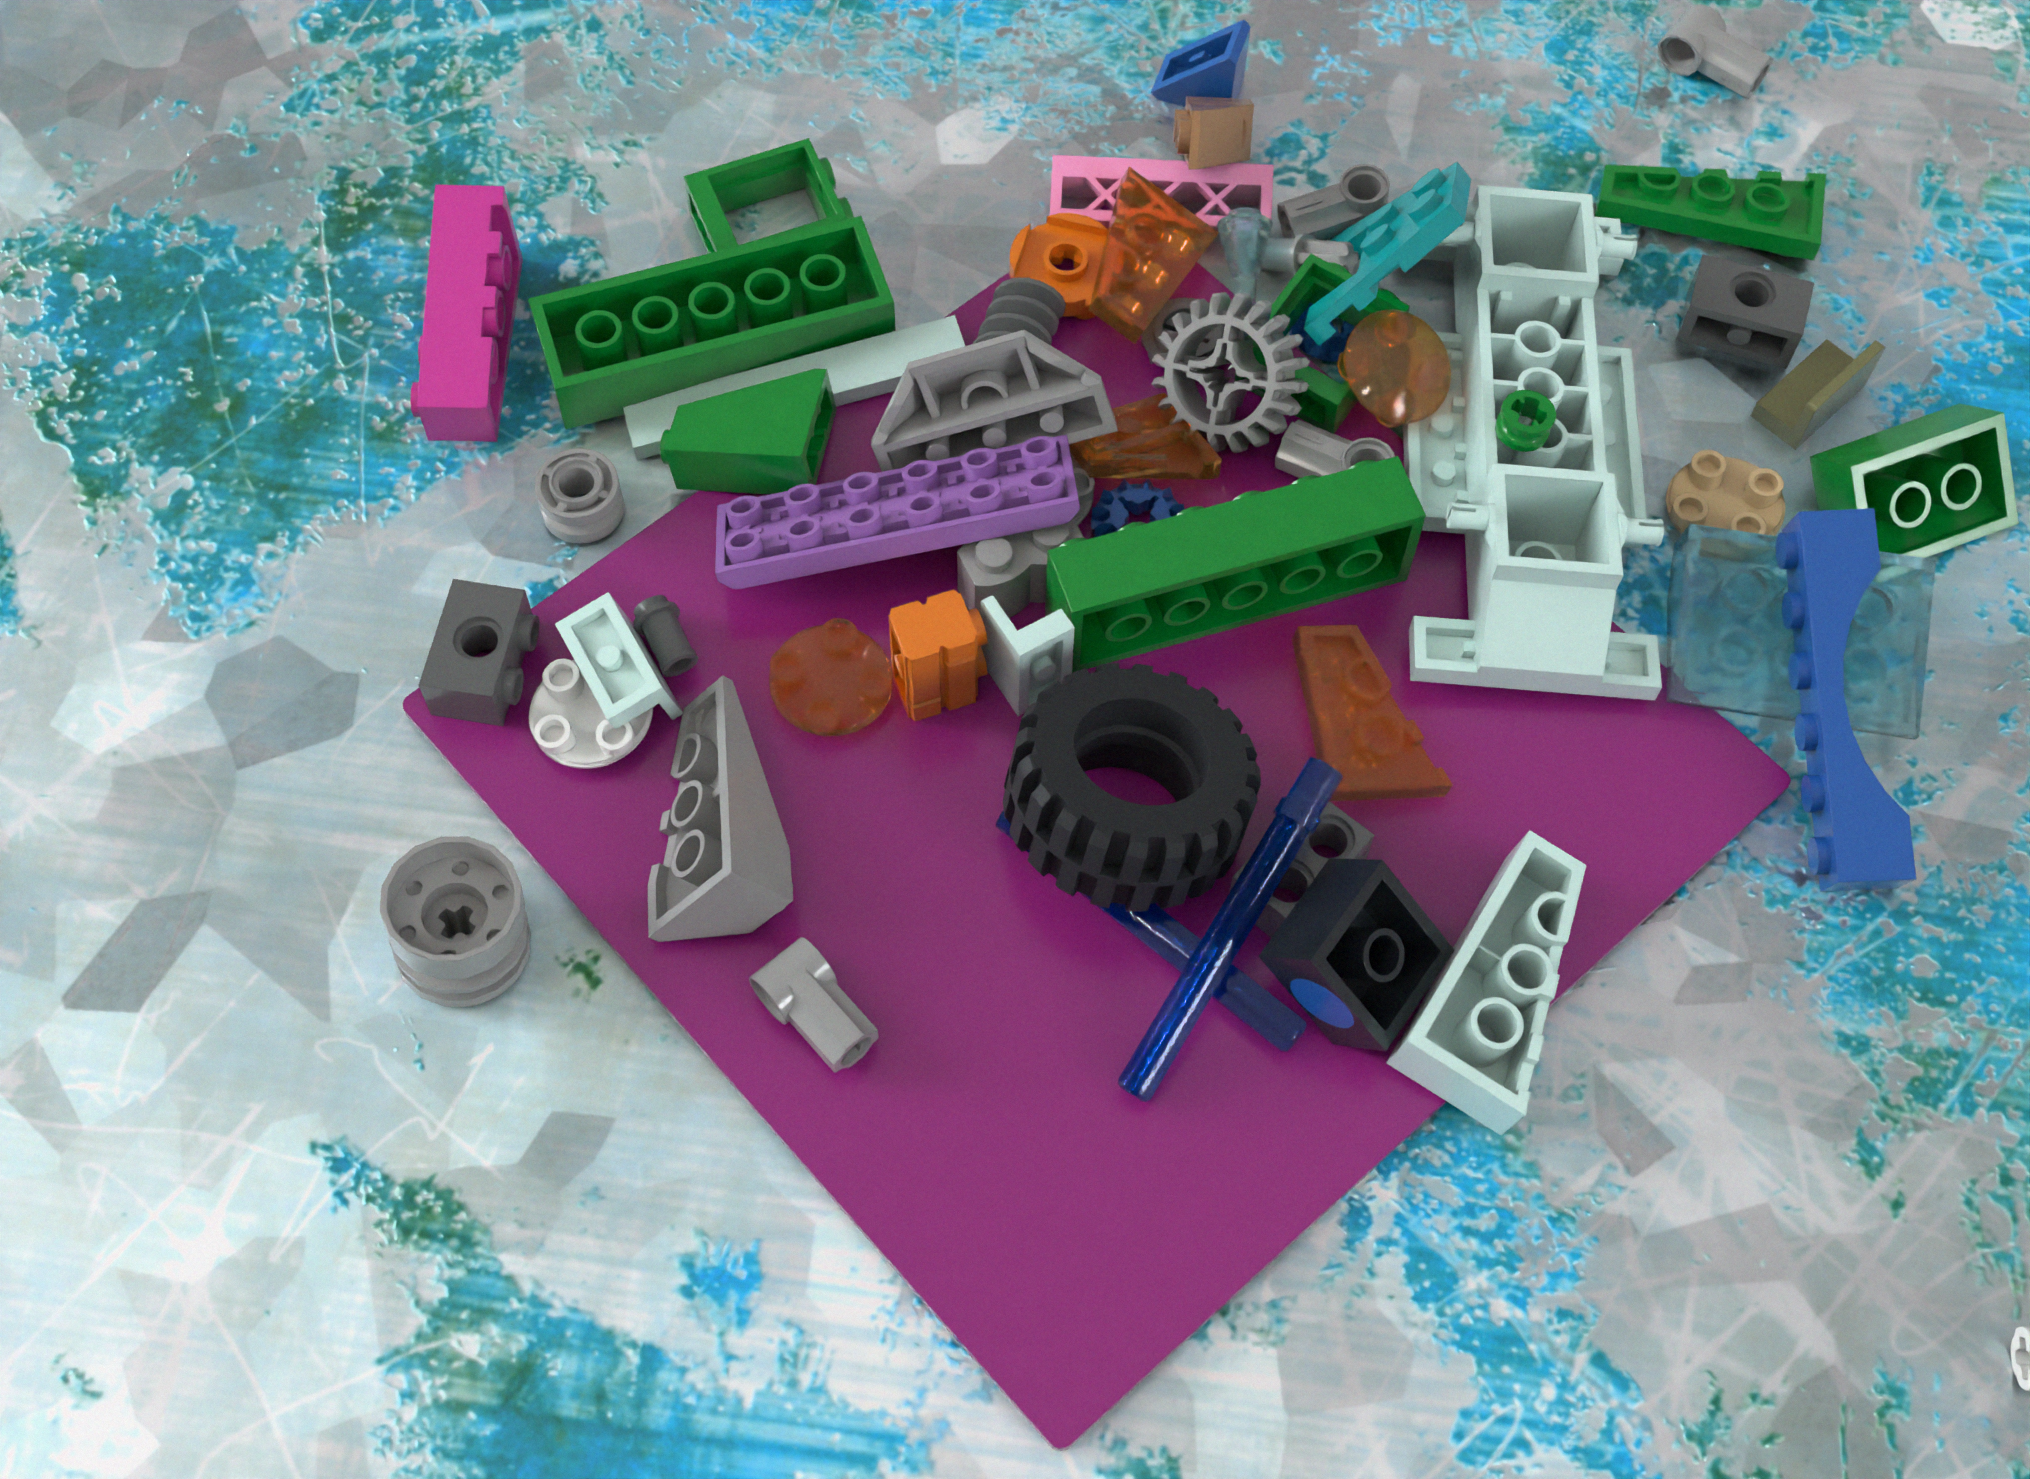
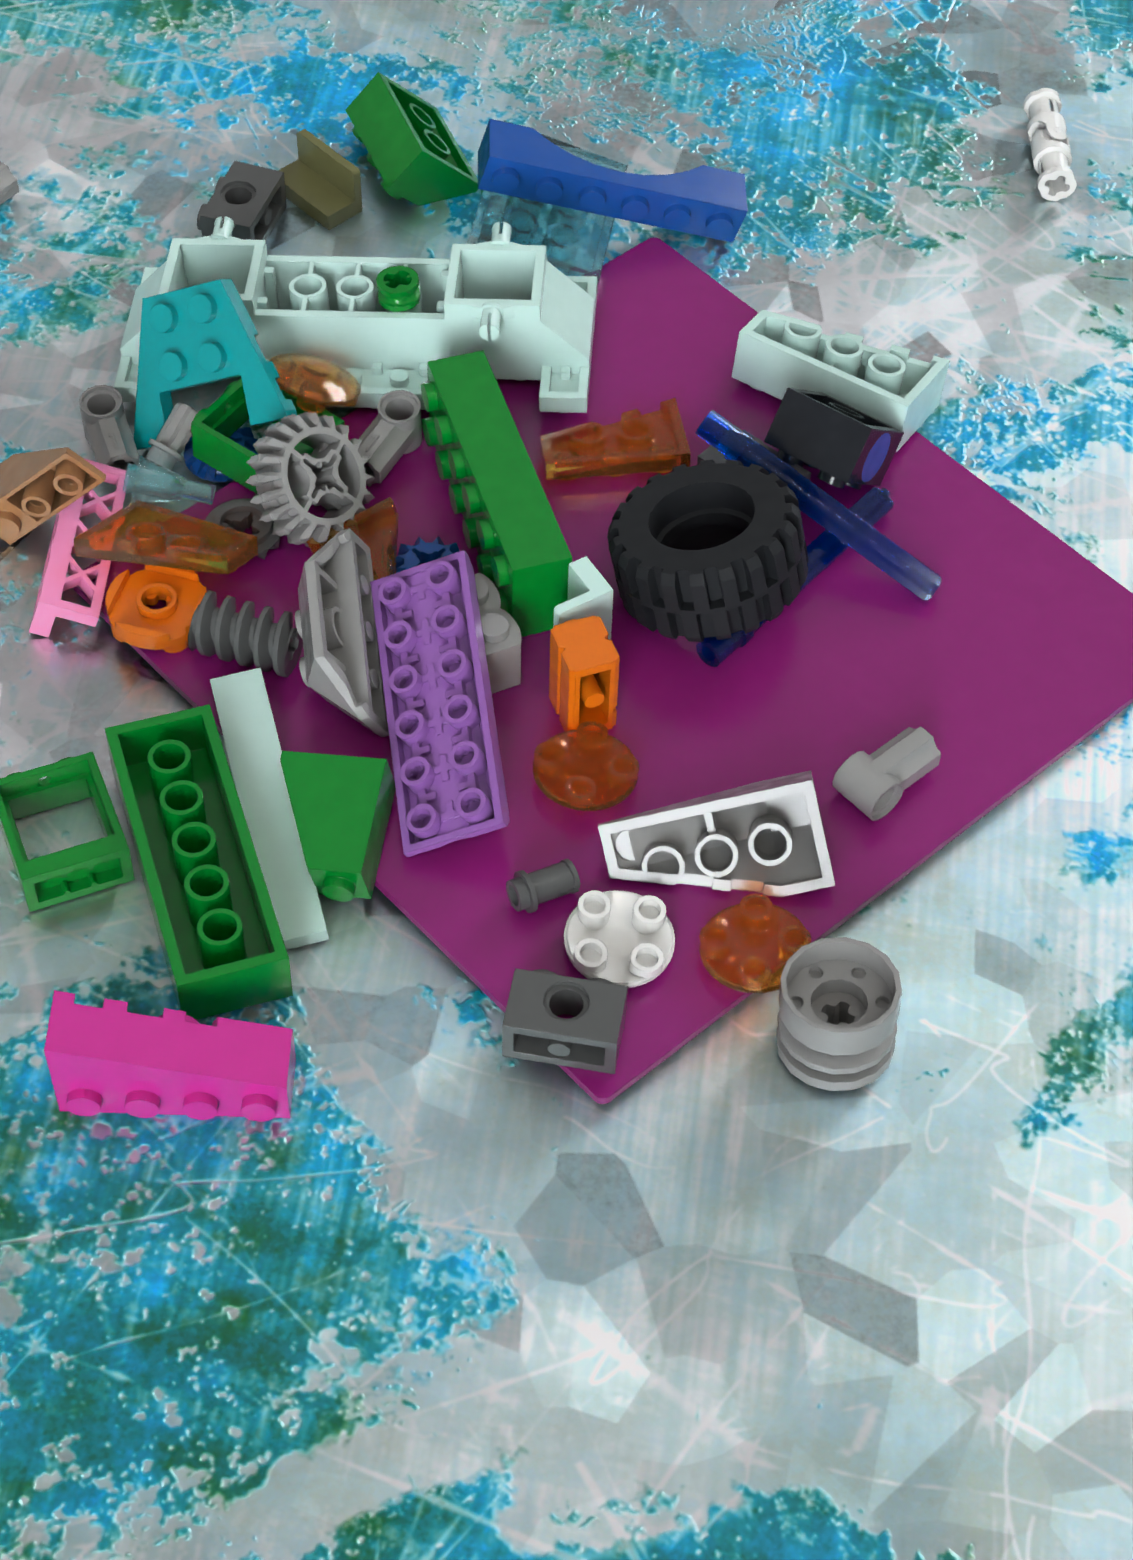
camera: 90 degrees left, 10 degrees down
(570, 847) = (750, 944): none -> clear orange dish
(574, 474) = (381, 988): light grey wheel -> none
(615, 662) = (584, 902): light aqua panel -> none
(1726, 495) = (417, 235): tan dish -> none
(1741, 212) = (133, 215): green wing -> none

